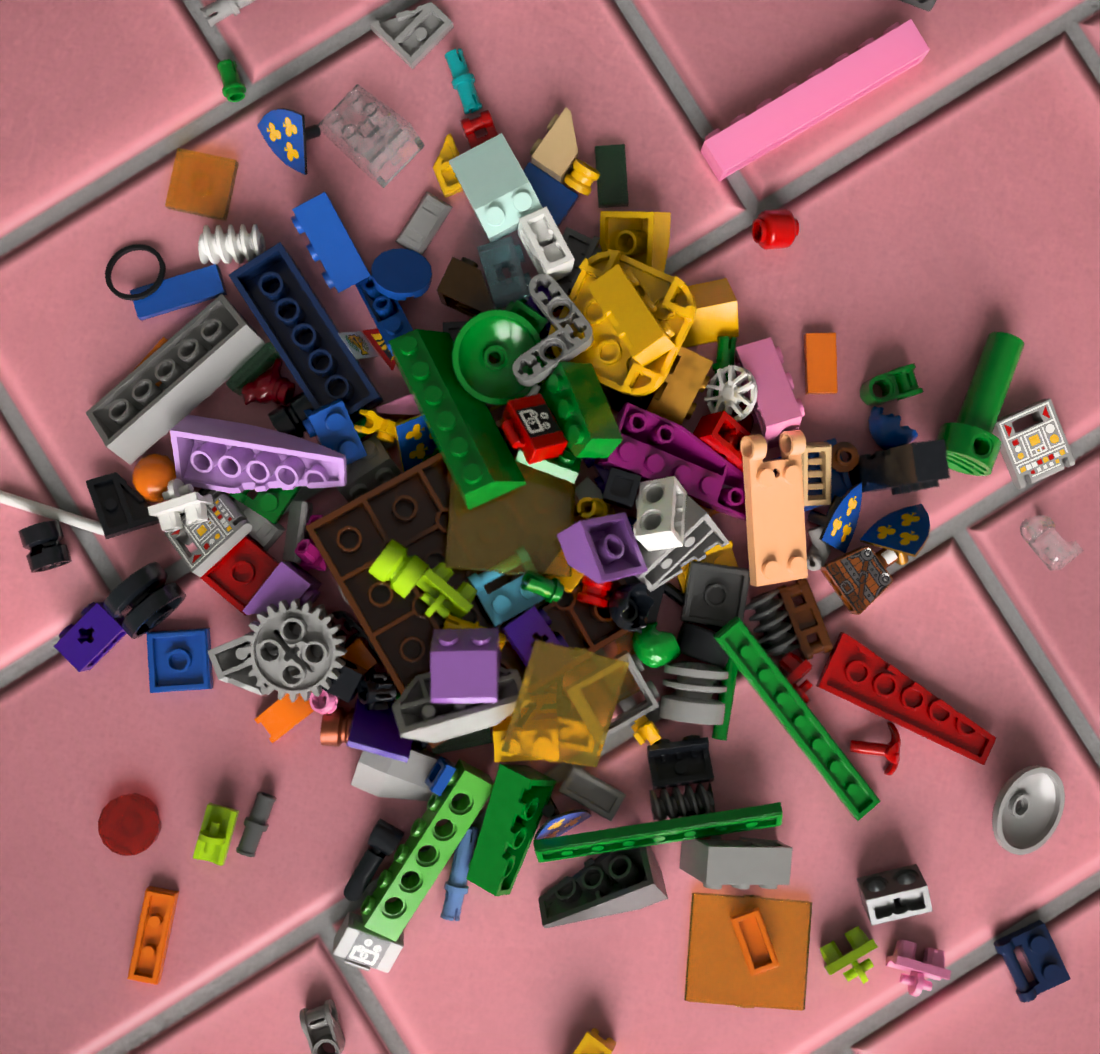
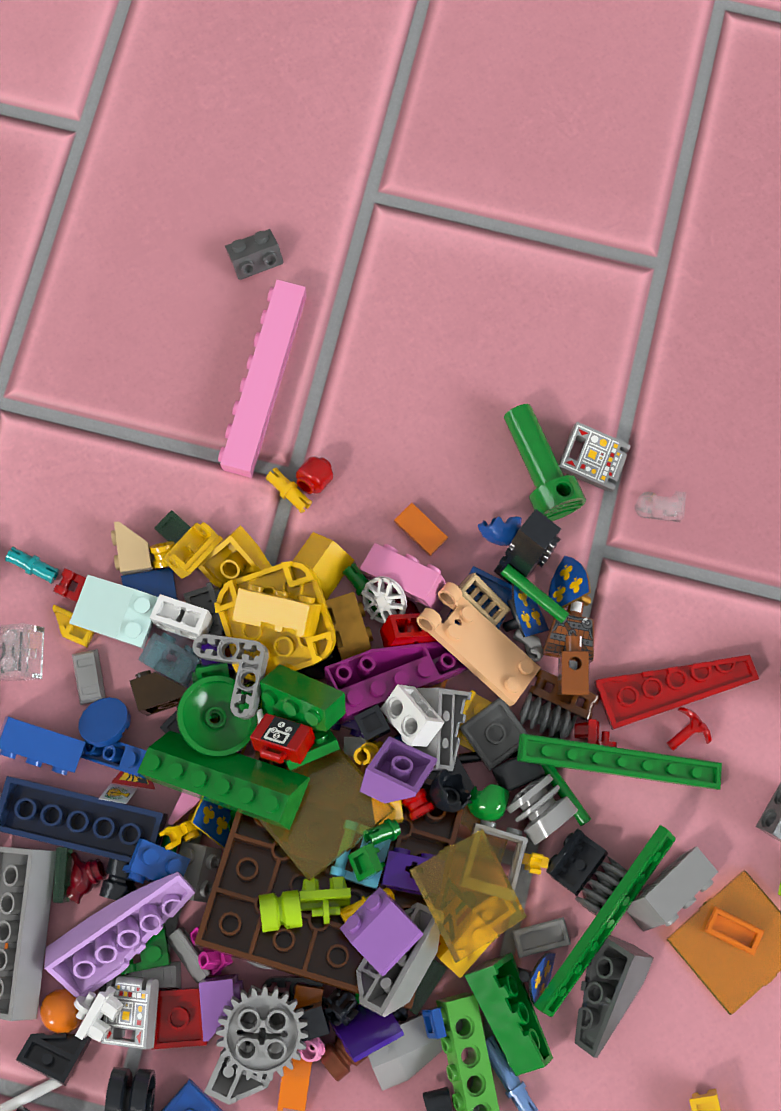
camera: 45 degrees left, 10 degrees down
(506, 597) = (366, 862): none -> green tile
(610, 194) = (192, 549): none -> yellow hinge
(740, 221) = (288, 490): none -> yellow pin
(823, 612) = (569, 680): none -> dark orange torso
(837, 464) = (490, 580): reddish brown plate -> none
(865, 511) = (535, 593): none -> green piece
(895, 385) = (478, 499): green piece -> none

